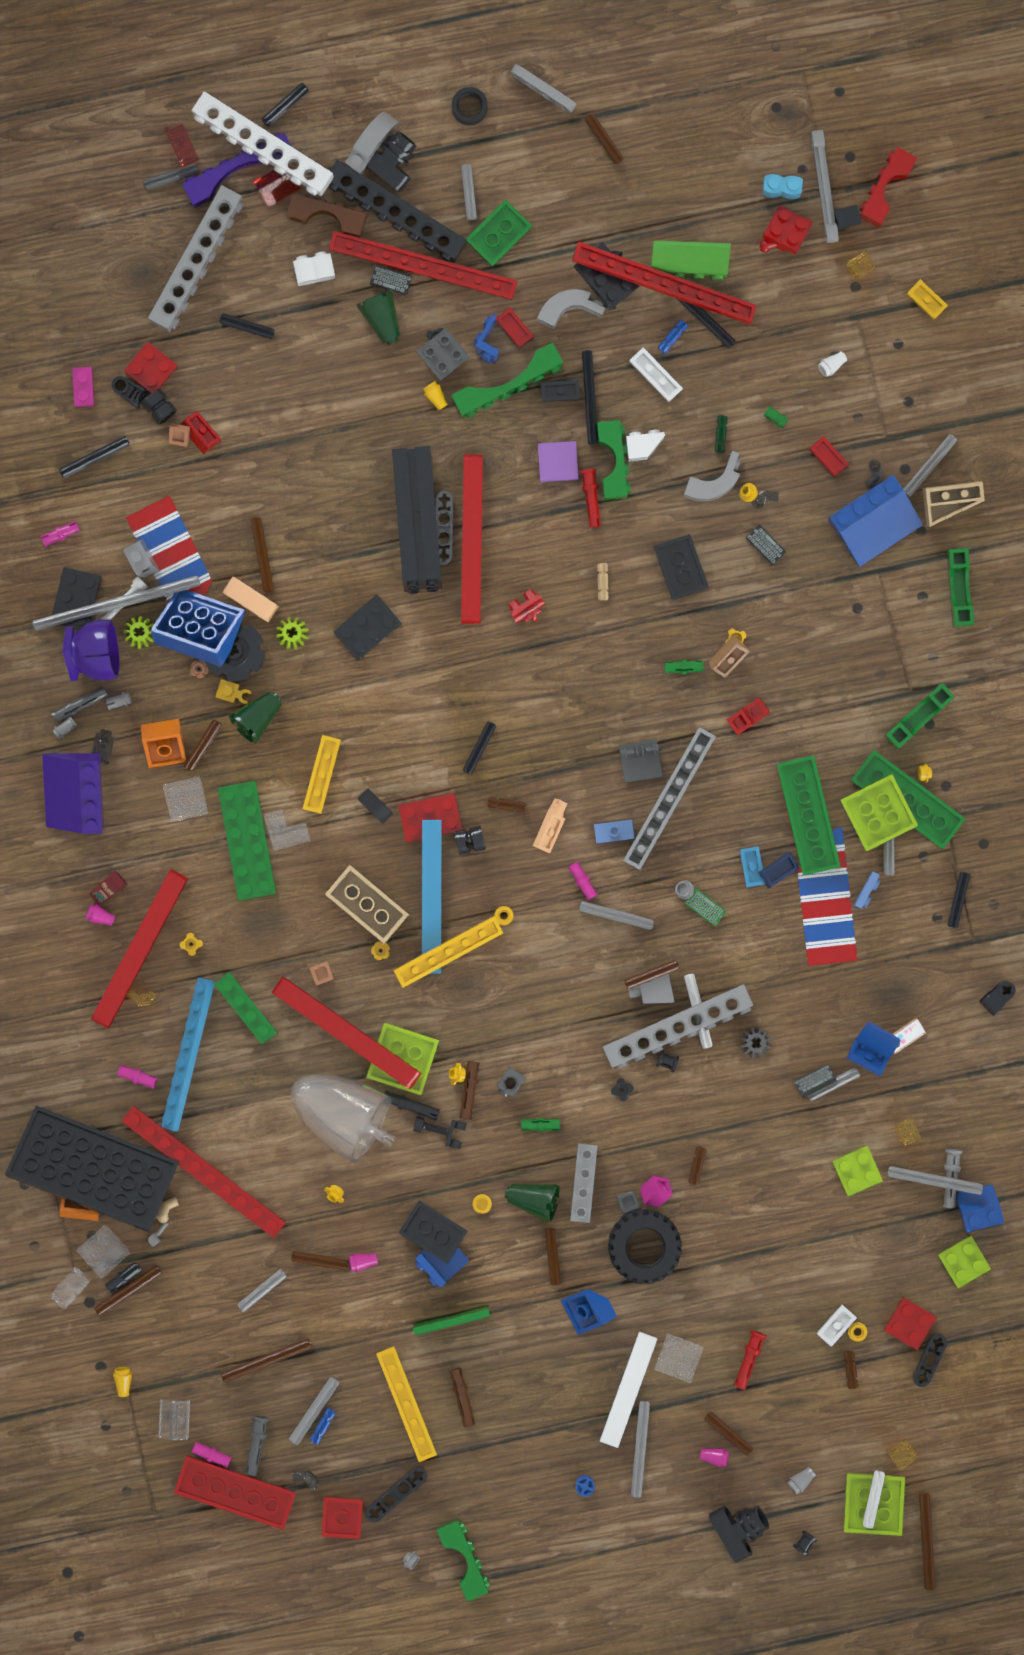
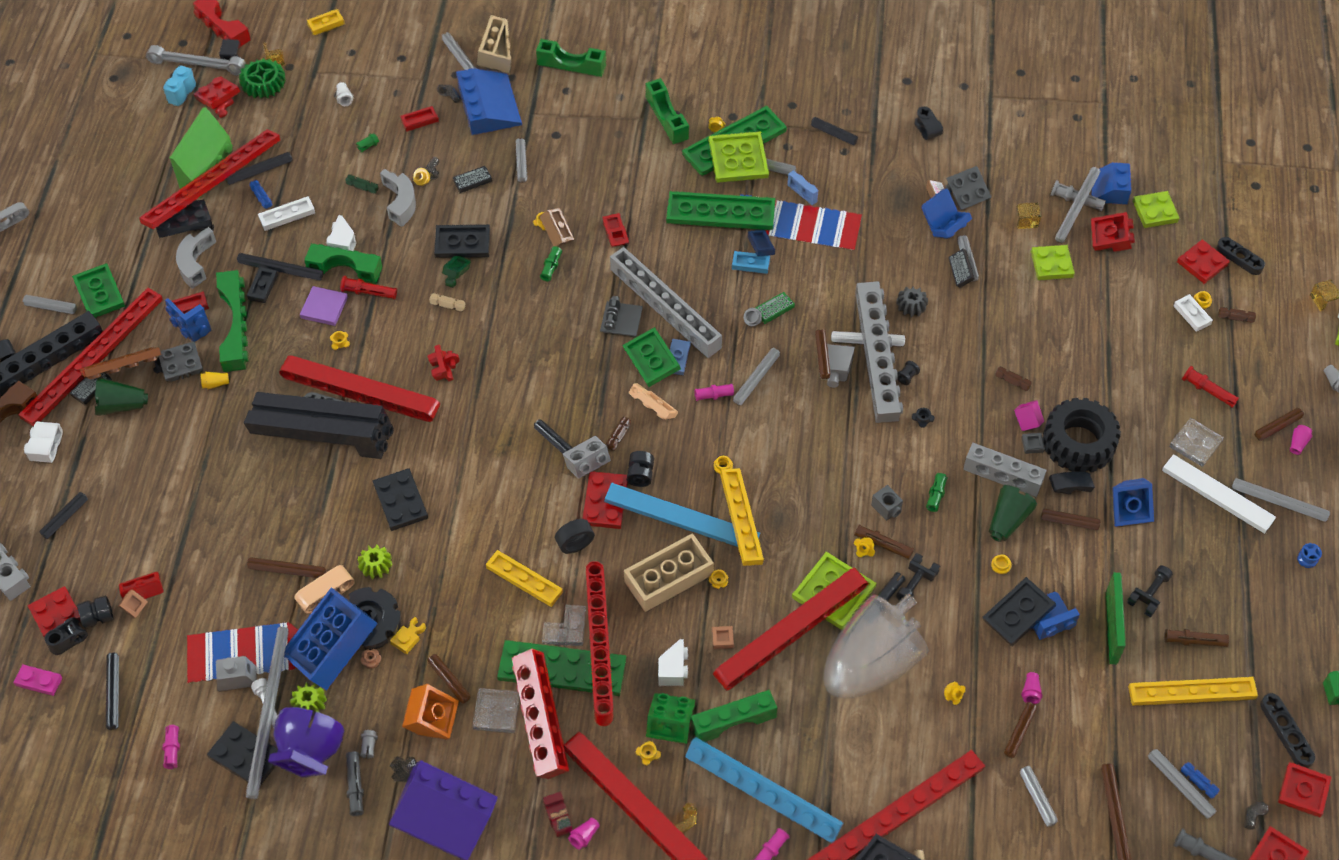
camera: 70 degrees left, 30 degrees down
(64, 728) = (373, 811): light grey pin -> none
(189, 840) = (547, 720): none -> brick
(230, 952) = (670, 718): none -> green bracket
(256, 716) = (442, 618): dark green cone -> none
(278, 937) = (672, 665): none -> white slope
(285, 866) = (601, 685): none -> red beam
(417, 300) = (112, 365): none -> dark orange plate
(468, 782) = (586, 457): none -> light grey brick
(518, 1354) = (1162, 575): none -> black bar
(522, 490) = (339, 336): none -> yellow plate
(592, 1249) = (1070, 481): none -> black slope
(600, 807) = (651, 357): none -> green plate
(604, 138) = (65, 195): reddish brown axle -> none
(642, 575) = (454, 269): none -> dark green piece
(807, 585) = (521, 160): none -> light grey axle
(836, 258) = (252, 81): none -> green gear
(912, 1223) = (1112, 232): none -> red plate
(924, 1062) = (968, 187): none -> dark grey hinge

